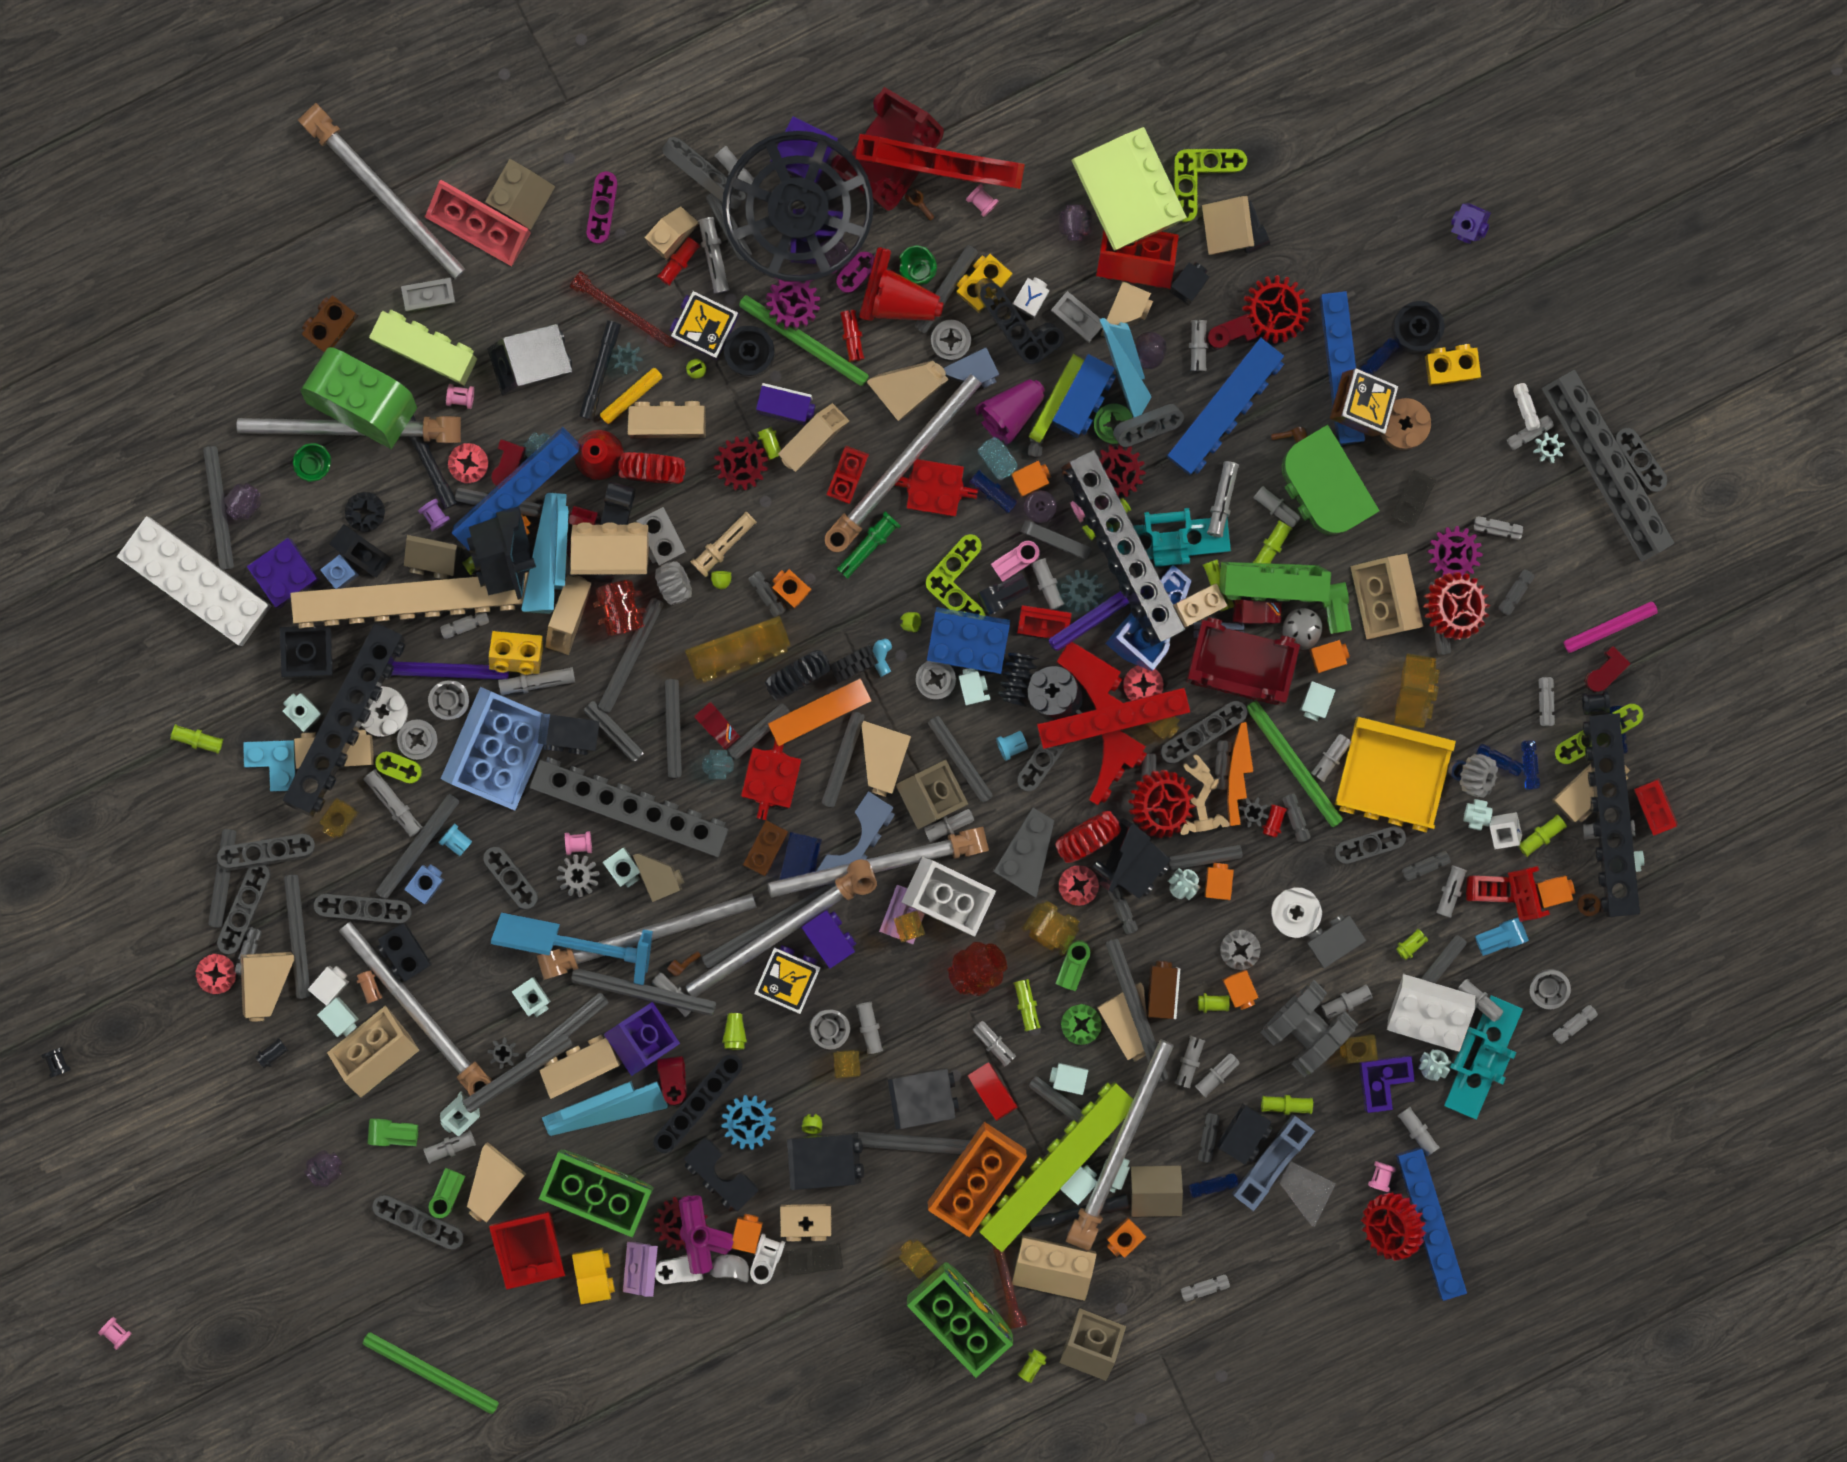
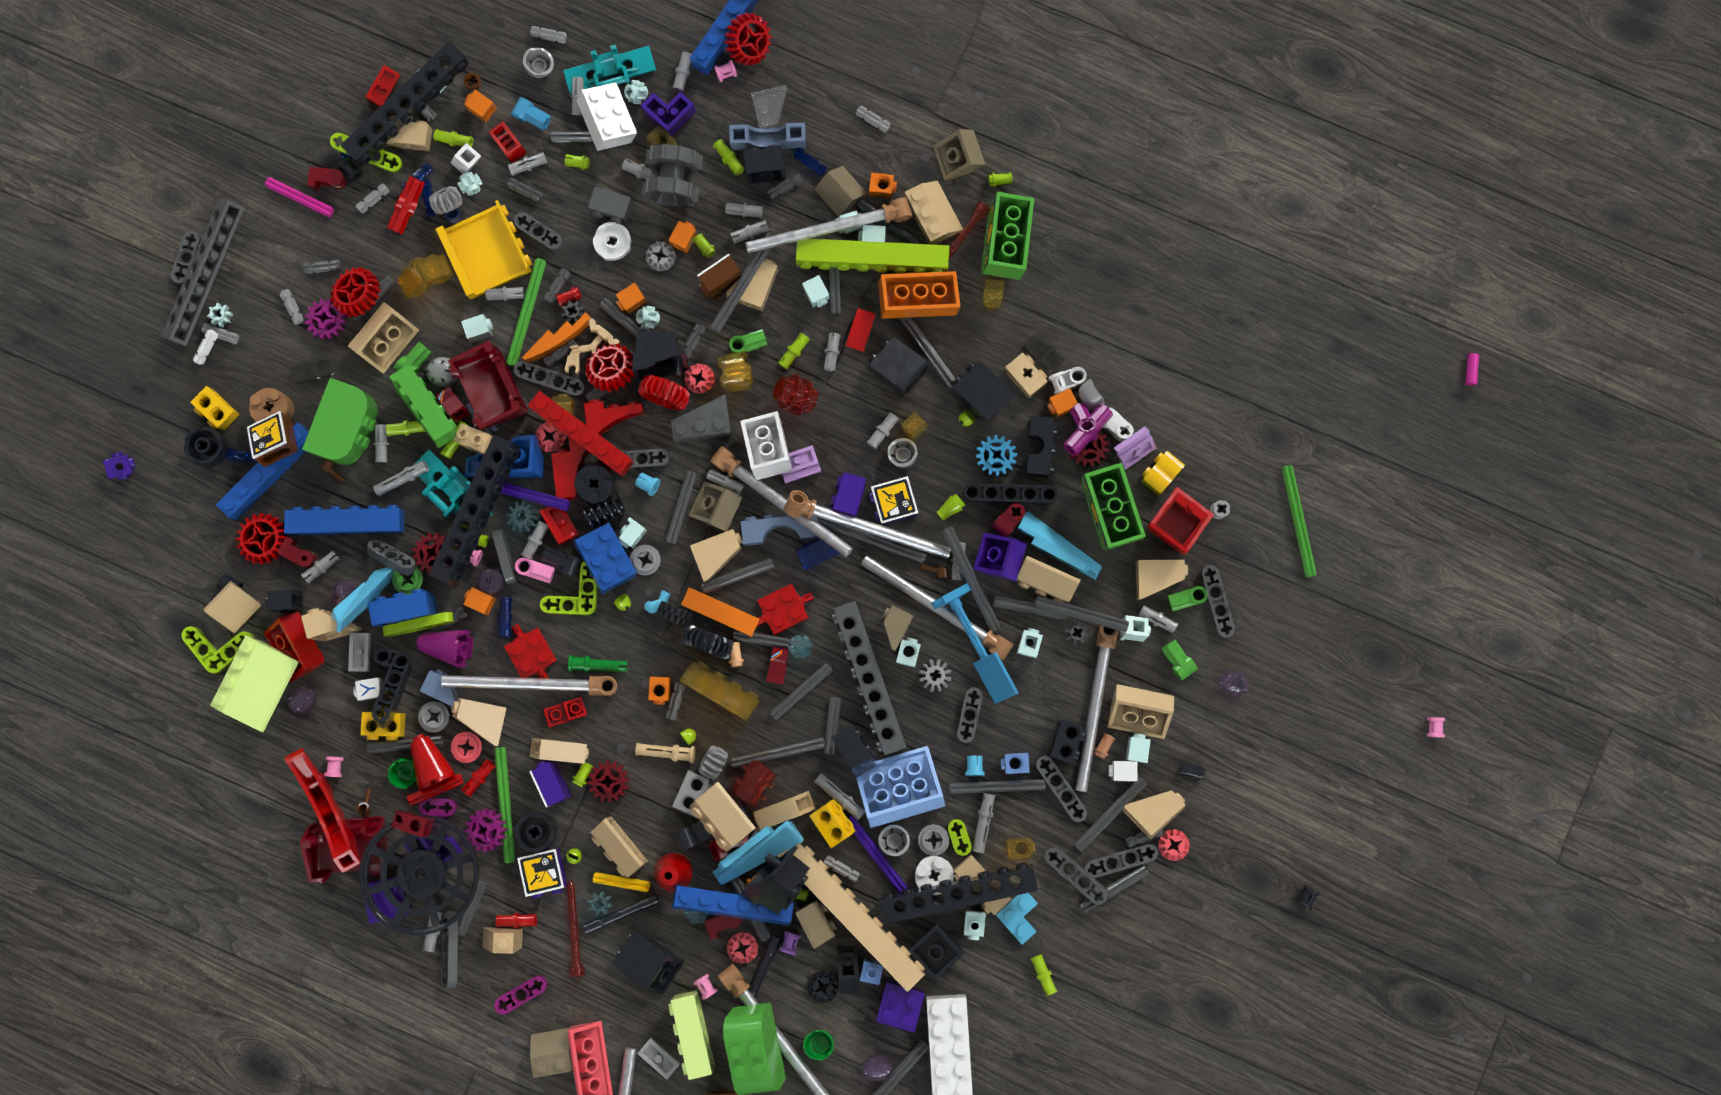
camera: 125 degrees left, 5 degrees down
(512, 1297) = (1226, 509): none -> light grey bush
(578, 843) = (915, 691): bright pink bush -> none
(651, 468) = (653, 832): red gear -> none
(713, 254) = (496, 901): light grey pin -> none
(760, 690) = (735, 656): none -> light nougat pin
(765, 848) = (826, 577): reddish brown brick -> none
(851, 240) = (412, 823): none -> dark red leg
(894, 336) = (459, 752): none -> coral gear
(909, 926) = (803, 454): clear yellow brick -> none
(997, 458) = (481, 629): clear light blue gear -> none
(1082, 1012) = (784, 318): bright green gear -> none
(1329, 656) = (445, 342): orange brick -> none
(1508, 730) = (405, 205): none -> red piece
(1525, 894) = (493, 118): red hinge -> none

